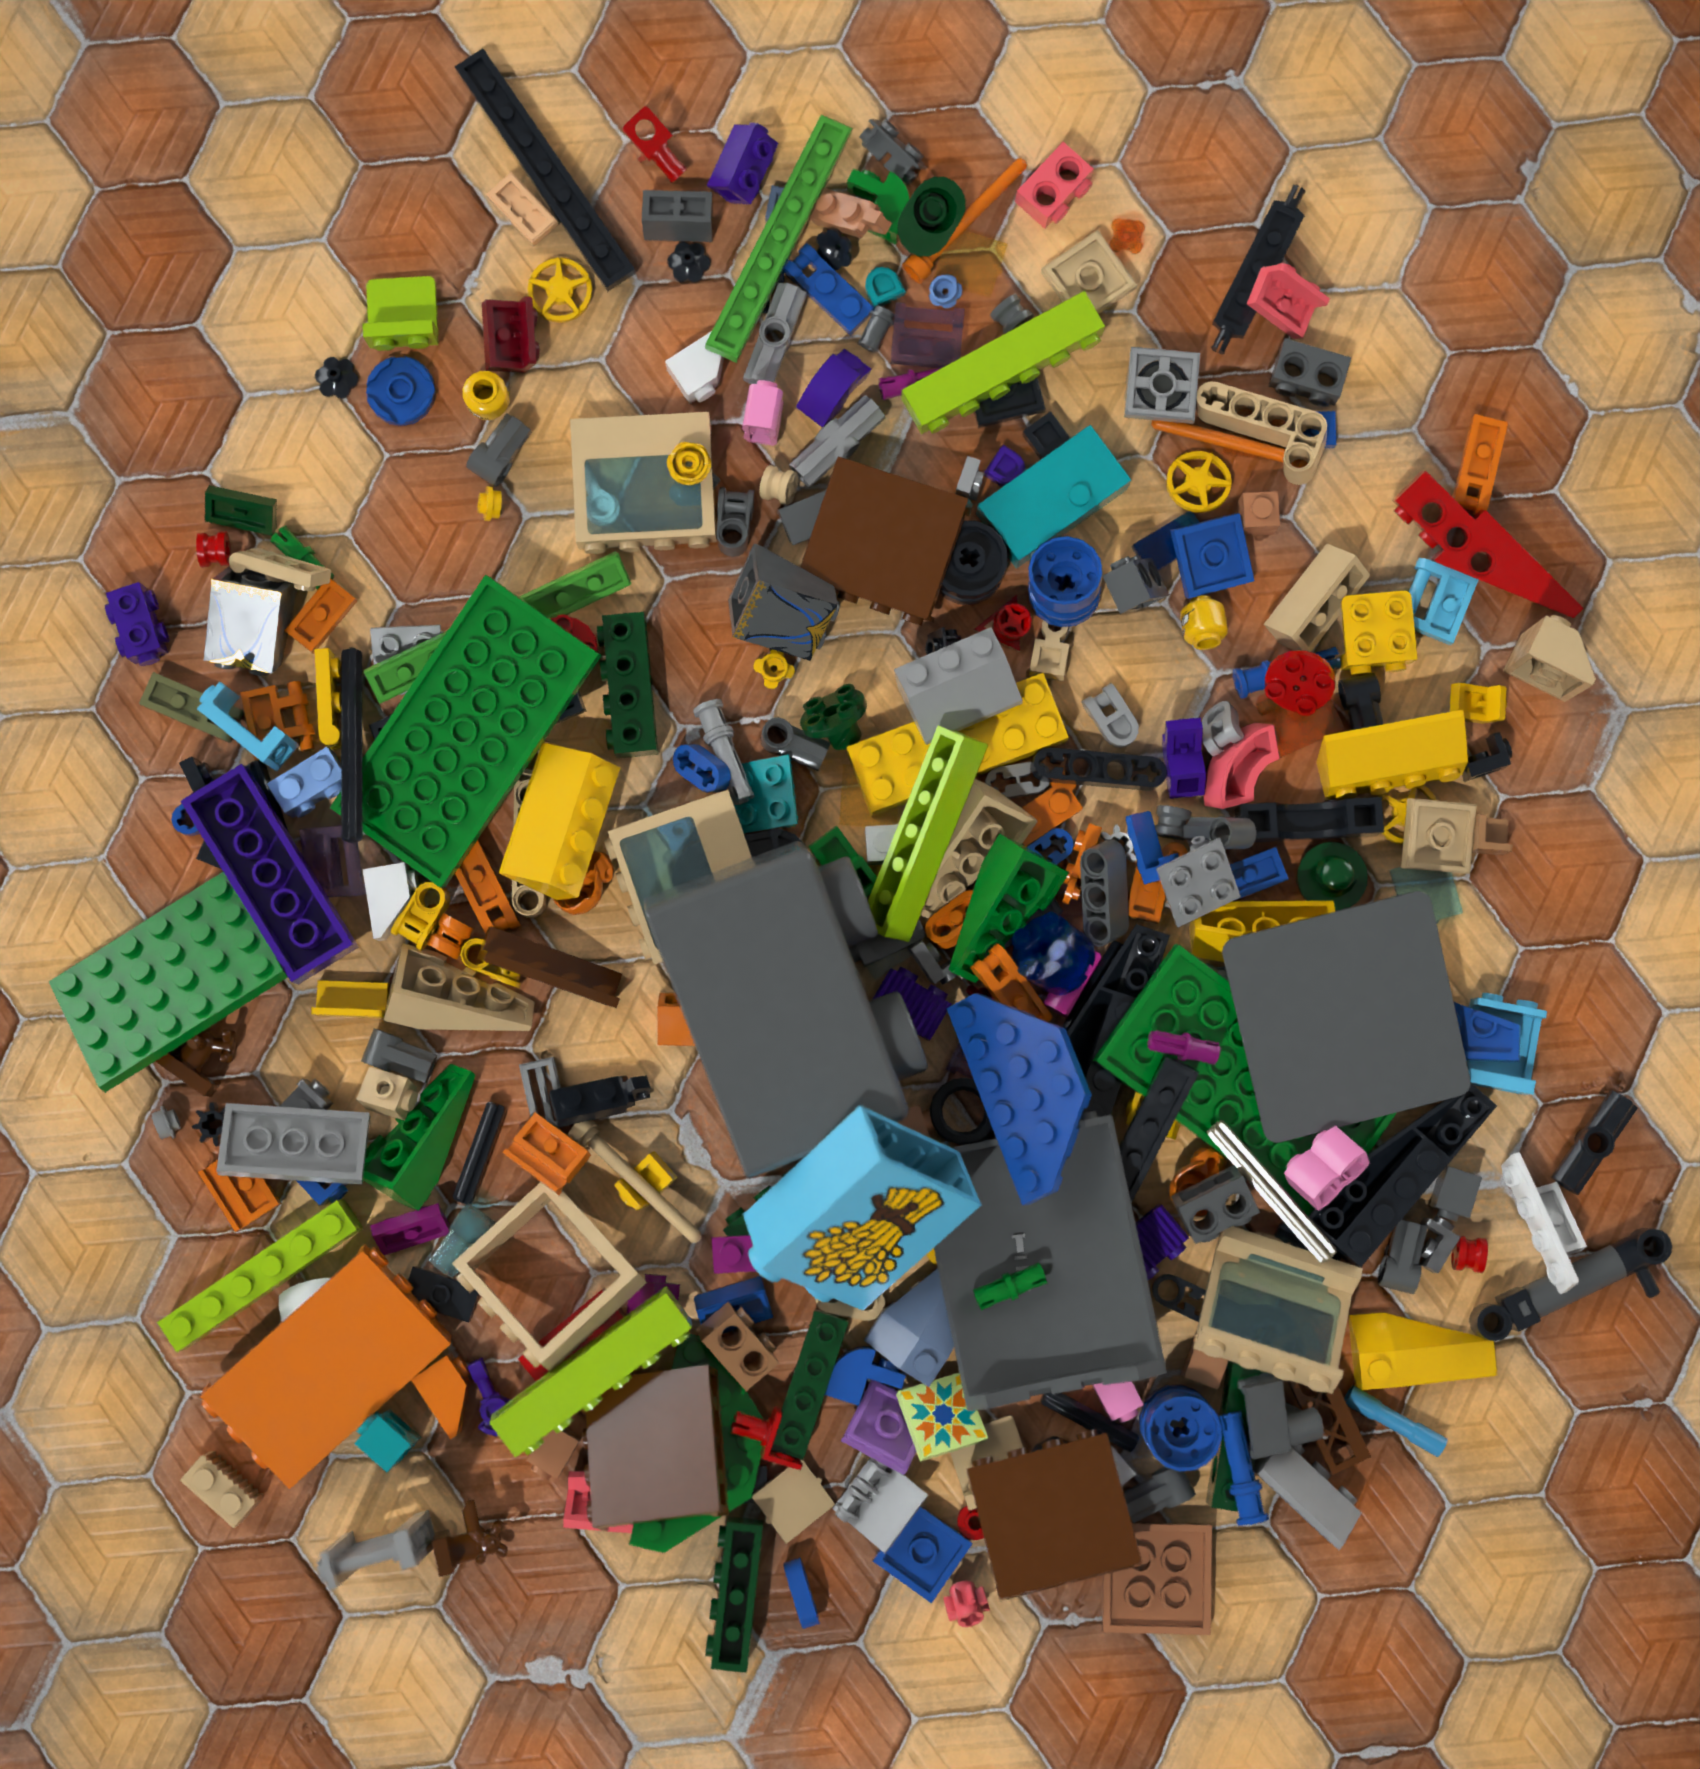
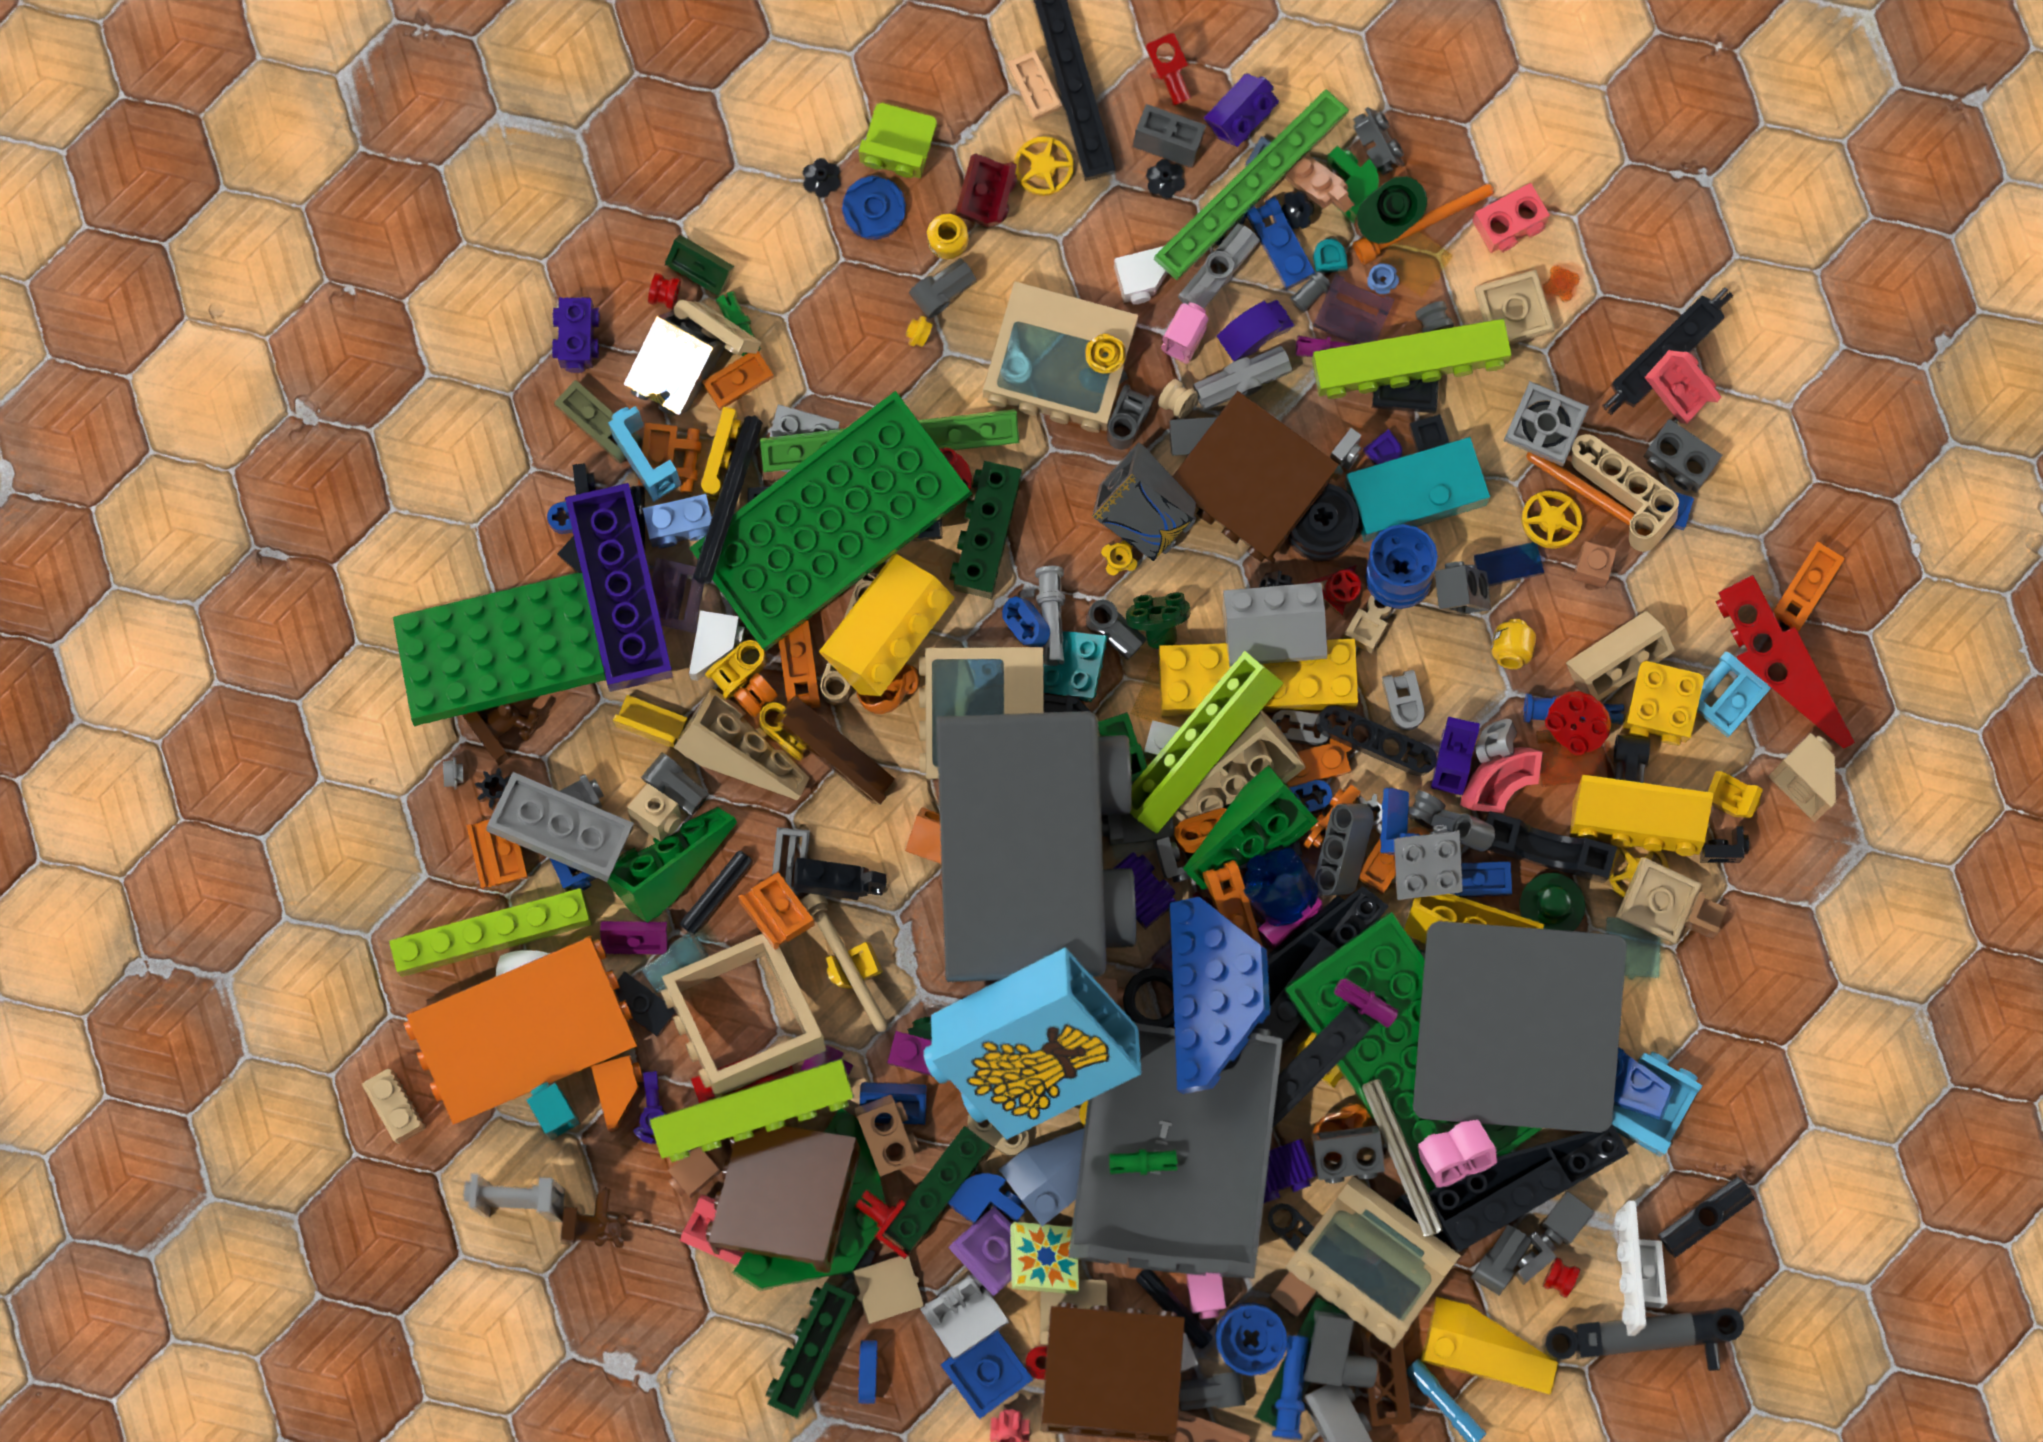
camera: 20 degrees right, 5 degrees down
(1212, 555) = (1540, 587): blue plate -> none

